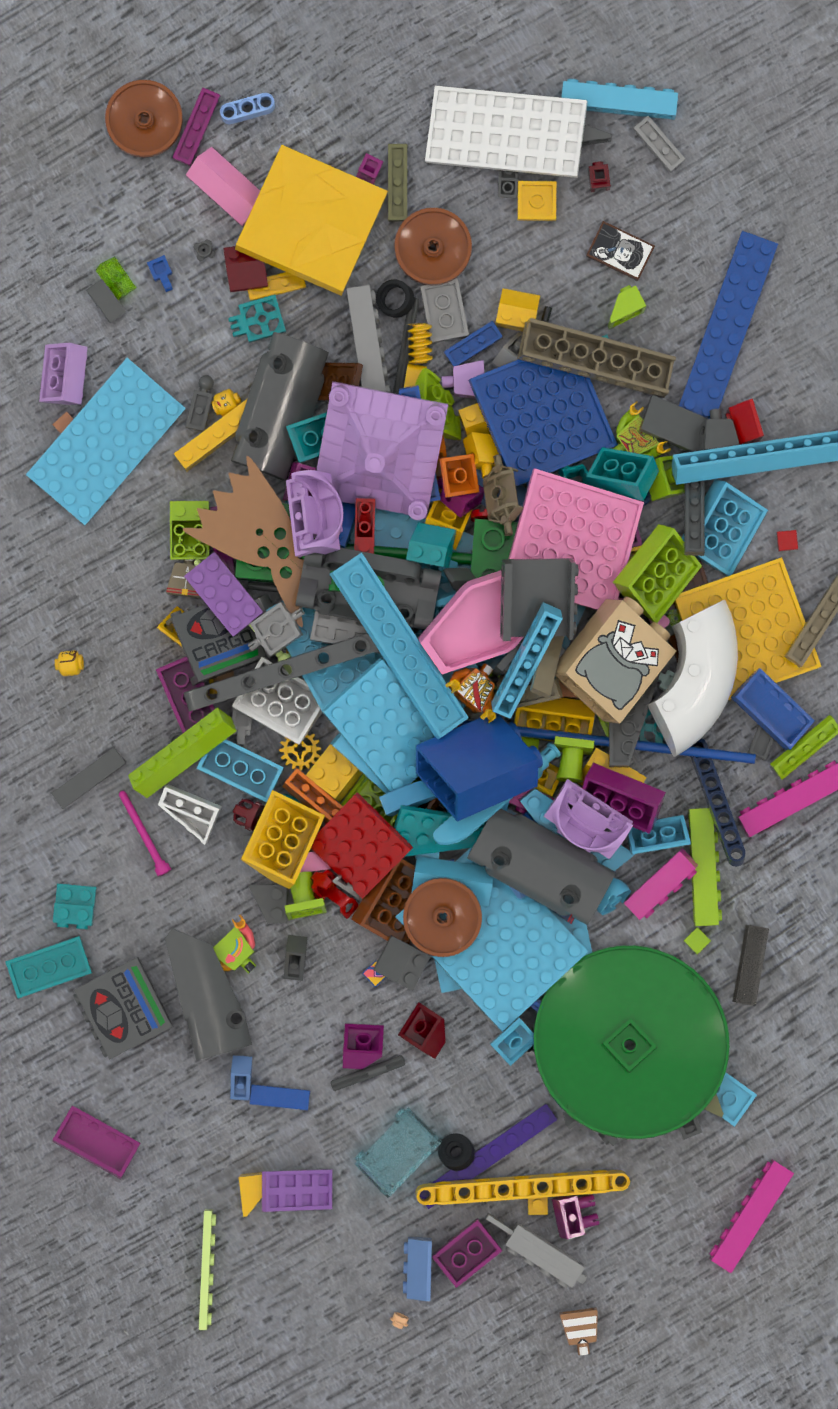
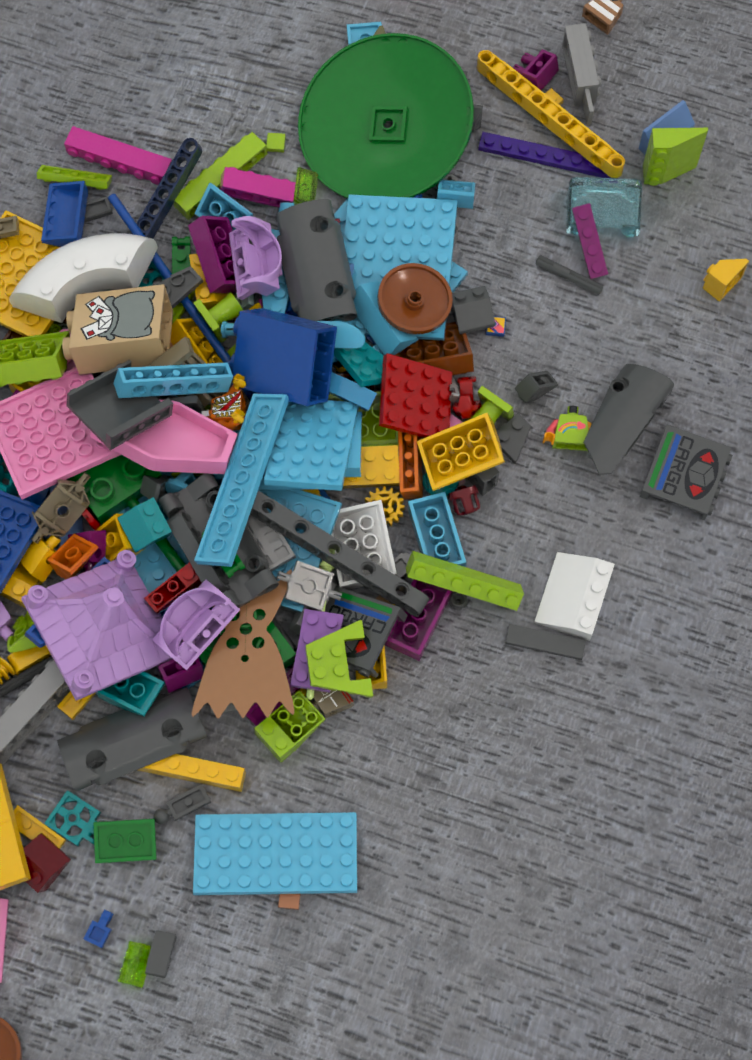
camera: 130 degrees left, 15 degrees down
(48, 967) = (708, 550): teal plate -> none
(63, 374) = (250, 936): lavender slope -> none
(69, 663) = (473, 729): yellow head -> none
(74, 906) = (647, 570): teal plate -> none
(104, 832) = (574, 594): none -> white slope
(161, 866) = (560, 532): dark pink piece -> none
(191, 811) = (500, 543): white wedge -> none
(203, 592) = (329, 663): none -> lime wing
(204, 245) = (54, 918): dark grey plate -> none
(209, 341) = (125, 840): none -> green plate
(225, 402) = (164, 786): yellow head -> none
(241, 1077) = (654, 352): medium blue slope -> none
(279, 1097) = (642, 318): blue tile -> none
(296, 1190) = (695, 246): medium lavender plate -> none
(339, 372) = (69, 712): reddish brown tile -> none
(362, 1045) = (554, 291): magenta slope -> none
(378, 1112) = (589, 241): none -> magenta plate
(394, 1236) = (672, 153): none -> lime slope
(399, 1320) = (712, 121): light nougat plate -> none
(424, 1030) = (504, 260): dark red slope -> none
(464, 1159) = (561, 164): black tyre -> none
(466, 1252) = (626, 112): magenta brick -> none
(630, 926) = (305, 185): none -> clear neon green slope
(654, 772) = (180, 257): none -> green plate
(750, 965) = (266, 97): clear smoke fence -> none

